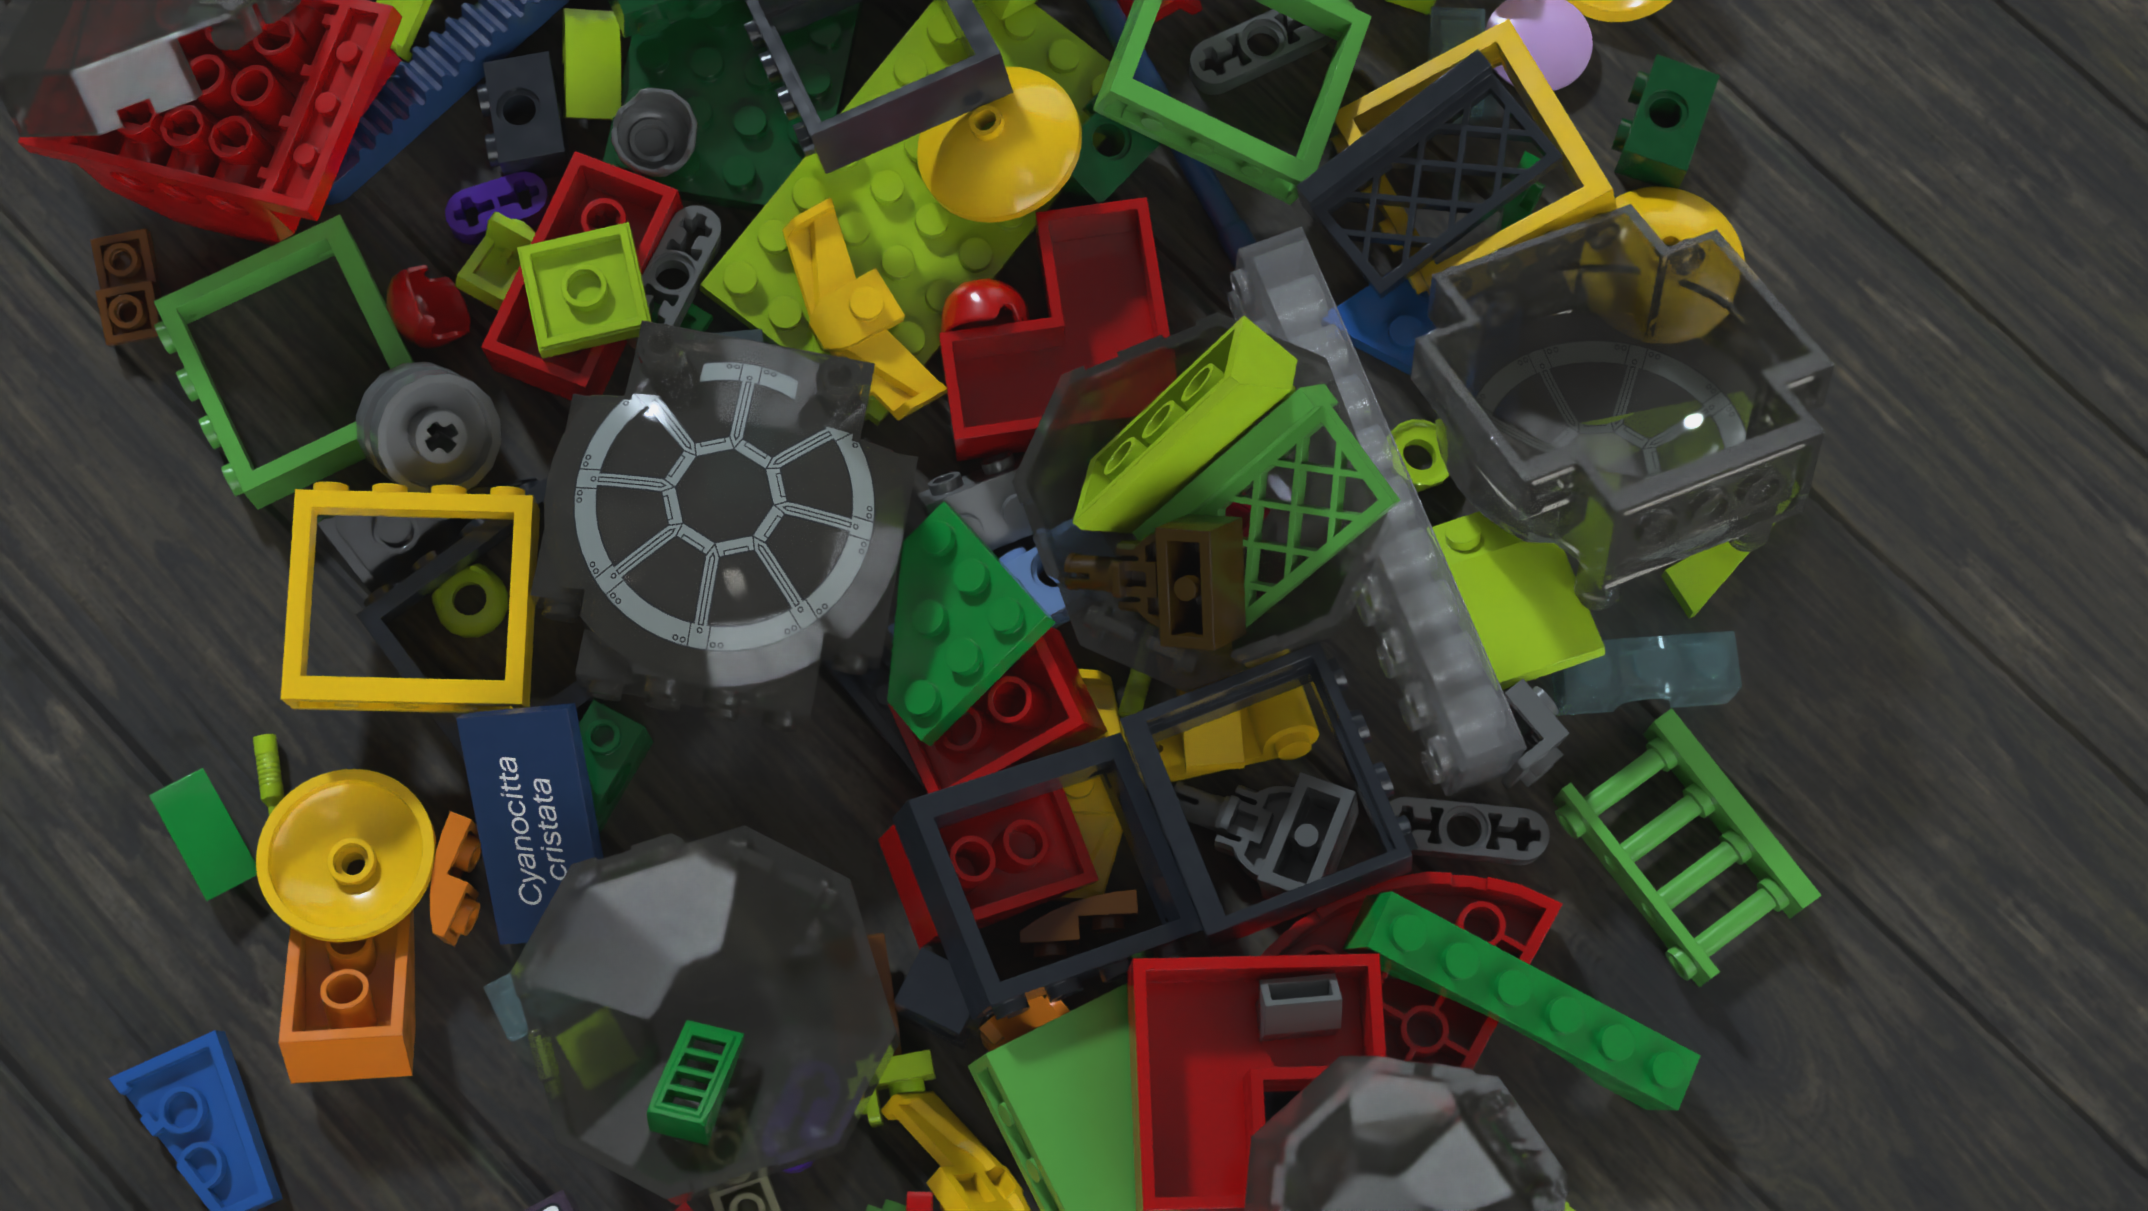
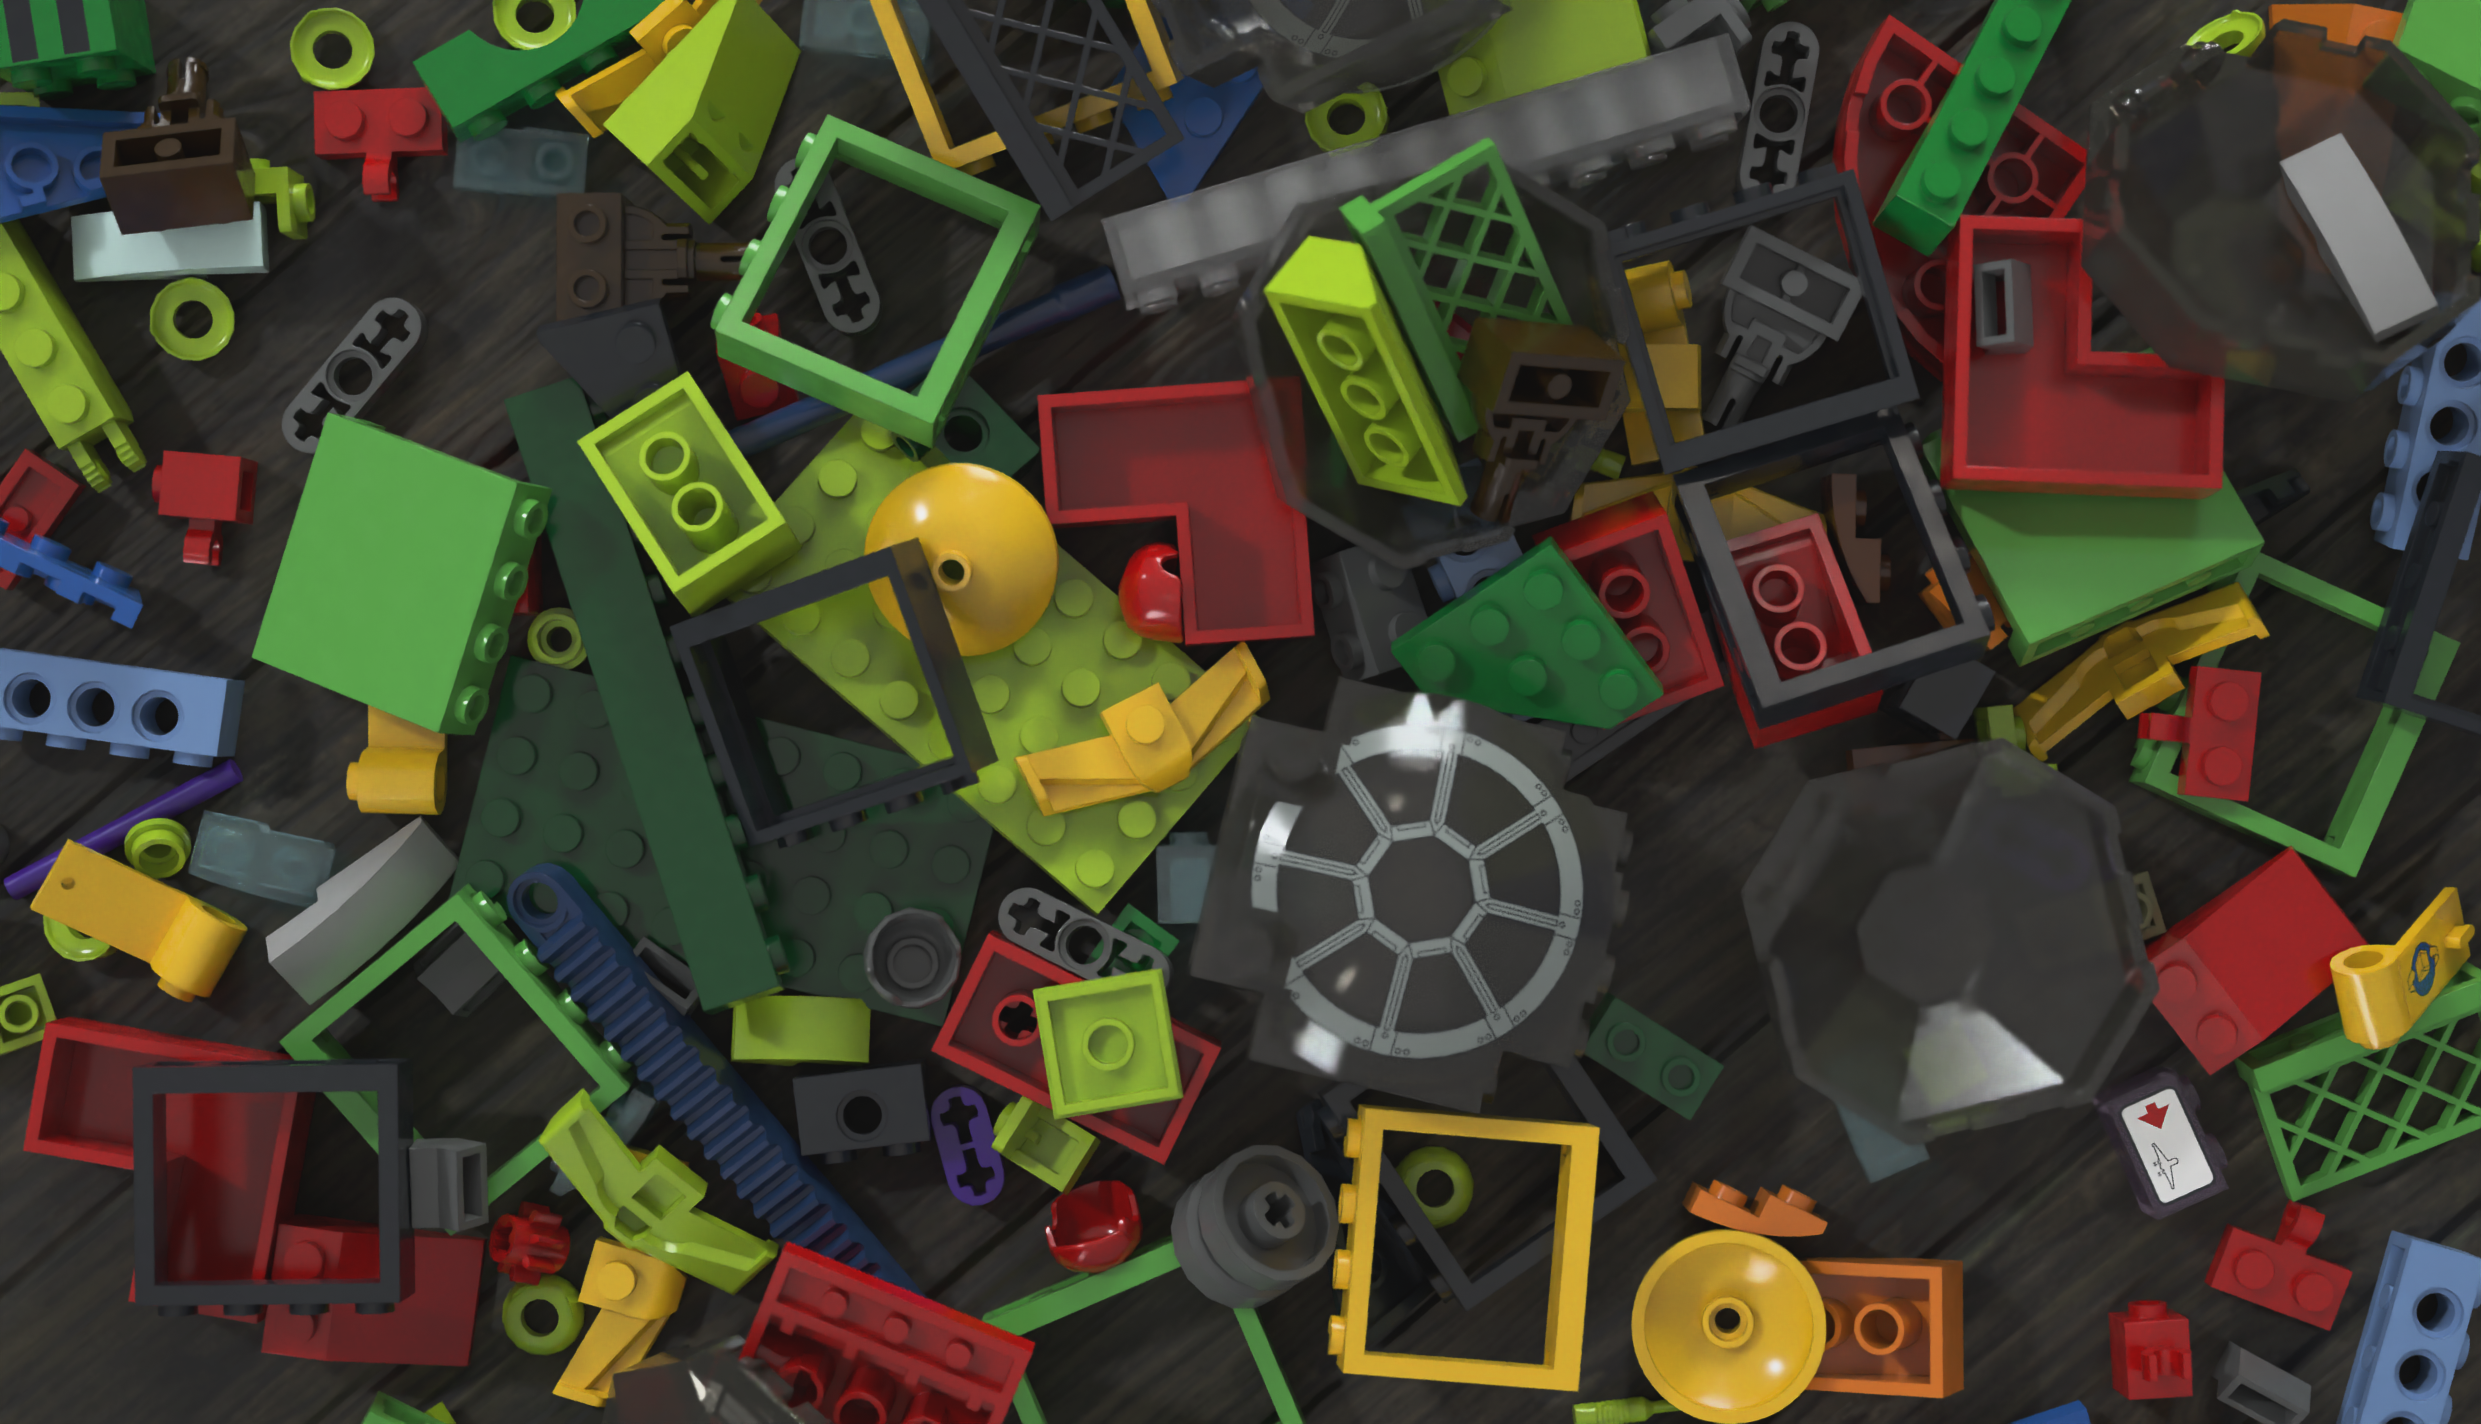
camera: 85 degrees left, 15 degrees up
(528, 807) = (1709, 1122): dark blue tile -> none
(683, 1121) = (2055, 974): green slope -> none

